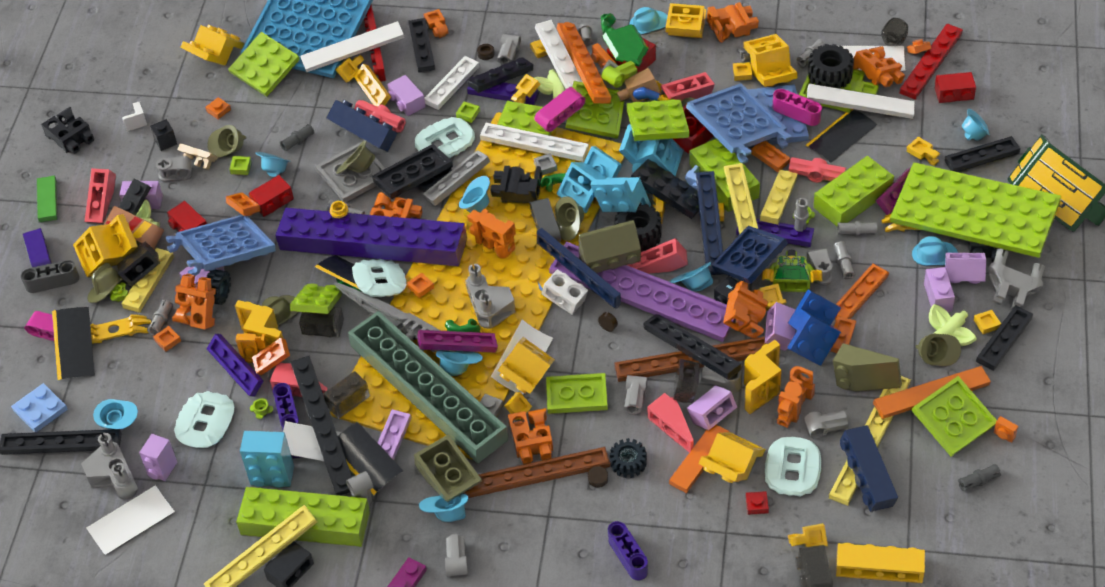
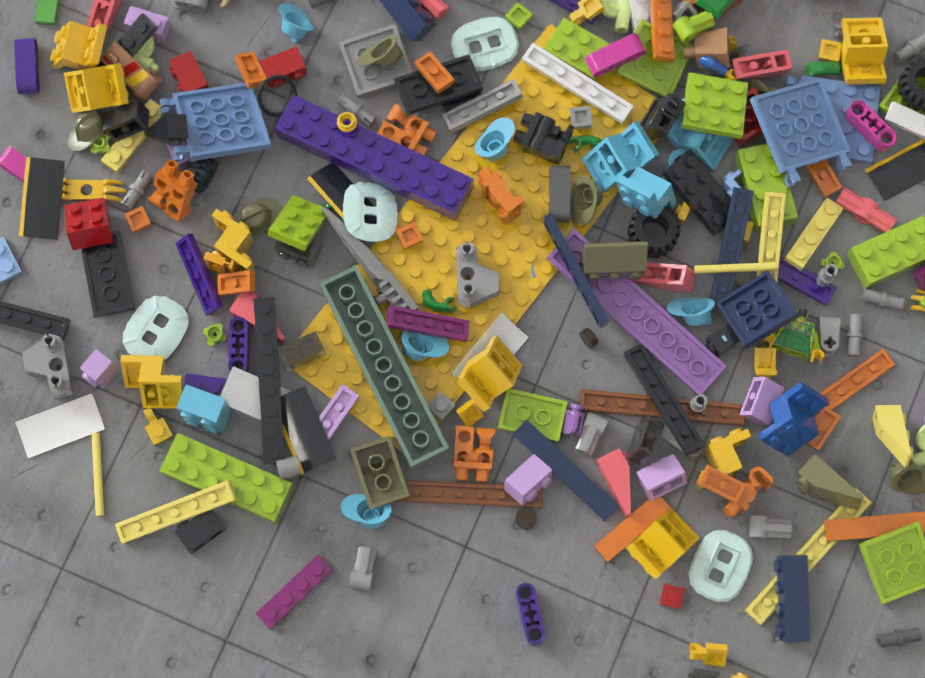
camera: 10 degrees right, 25 degrees up
(50, 276) = (27, 106): dark grey beam -> none
(79, 217) = (78, 46): none -> yellow bracket
(115, 414) = (67, 304): medium azure piece -> none
(121, 348) = (88, 223): none -> red brick
(148, 387) = (108, 278): none -> black plate
(177, 549) = (97, 468): none -> light yellow bar
(178, 253) = (169, 129): none -> black slope
(211, 451) = (150, 377): none -> yellow bracket
(225, 497) = (157, 429): none -> yellow plate
(240, 165) = (260, 14): lime plate -> none
(255, 210) = (261, 88): none -> black tyre
(406, 159) = (434, 72): none -> orange plate
(563, 294) = (551, 293): white brick -> none
(589, 440) = (528, 480): none -> lavender brick
(615, 136) = (660, 116): none -> black hips
(615, 385) = (573, 420): none -> medium lavender arm
(621, 425) = (565, 470): none -> dark blue tile
(634, 464) = (564, 518): black bush -> none
(720, 232) = (747, 267): none -> light yellow bar
(724, 342) = (698, 407): none -> light grey pin
(744, 80) = (818, 68): none -> green piece
(747, 309) = (731, 371): orange hips -> none
(767, 384) = (721, 483): none -> orange plate
(906, 316) = (890, 429): none -> light yellow slope

